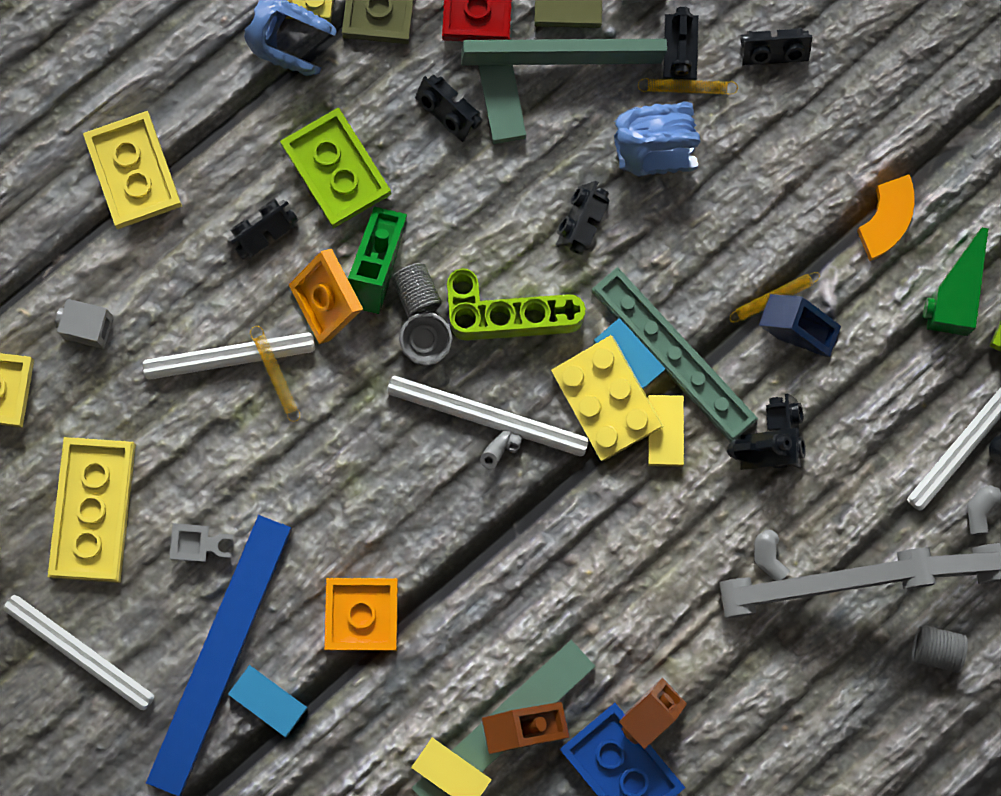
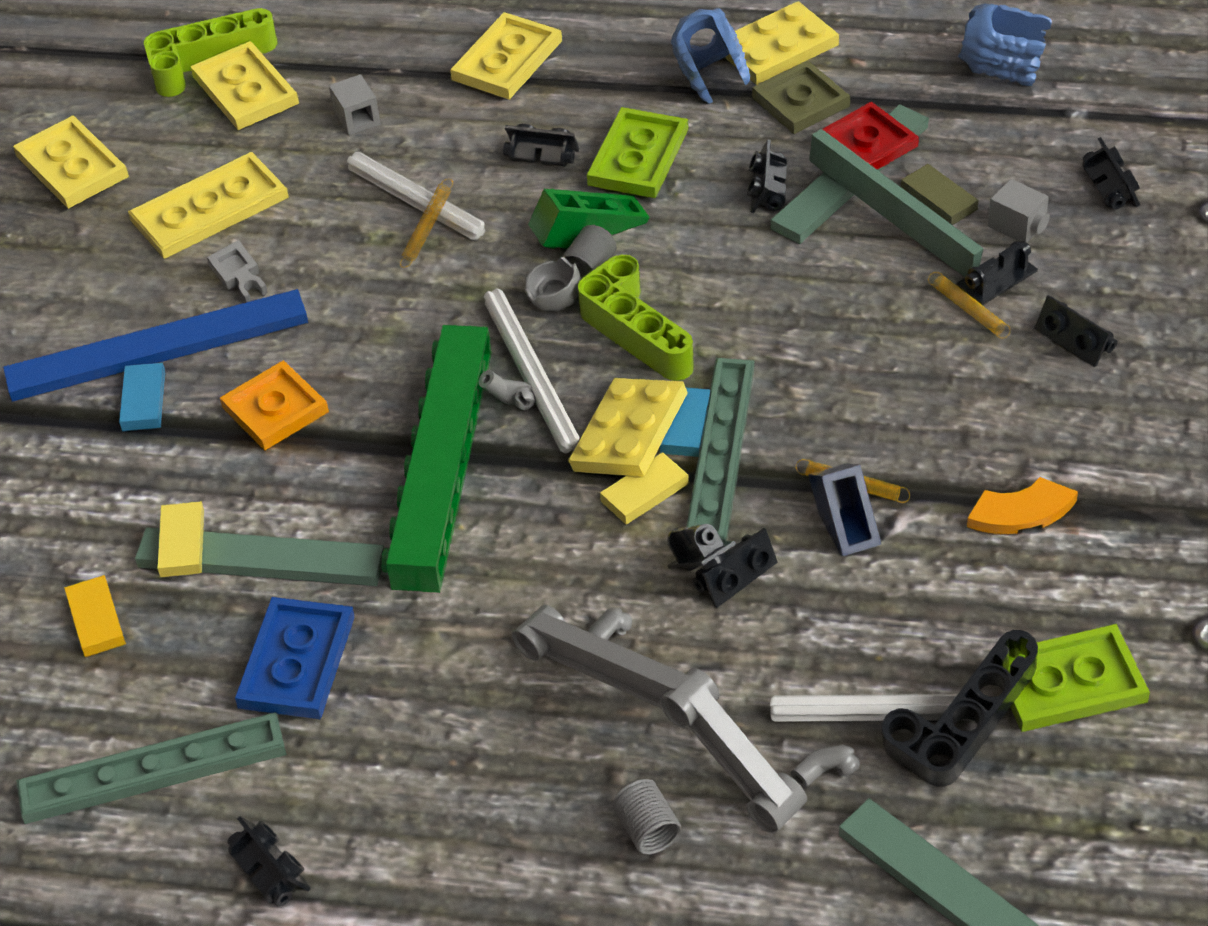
camera: 55 degrees right, 30 degrees down
(79, 652) = (81, 268): white axle -> none
(325, 296) = (519, 201): light orange tile -> none
(522, 540) = (438, 462): none -> green brick
(525, 727) = (268, 553): dark orange slope -> none
(574, 227) = (757, 312): black hinge -> none
(652, 714) = (366, 630): dark orange slope -> none
(657, 139) = (868, 294): medium blue piece -> none
(956, 299) = (1017, 594): green slope -> none

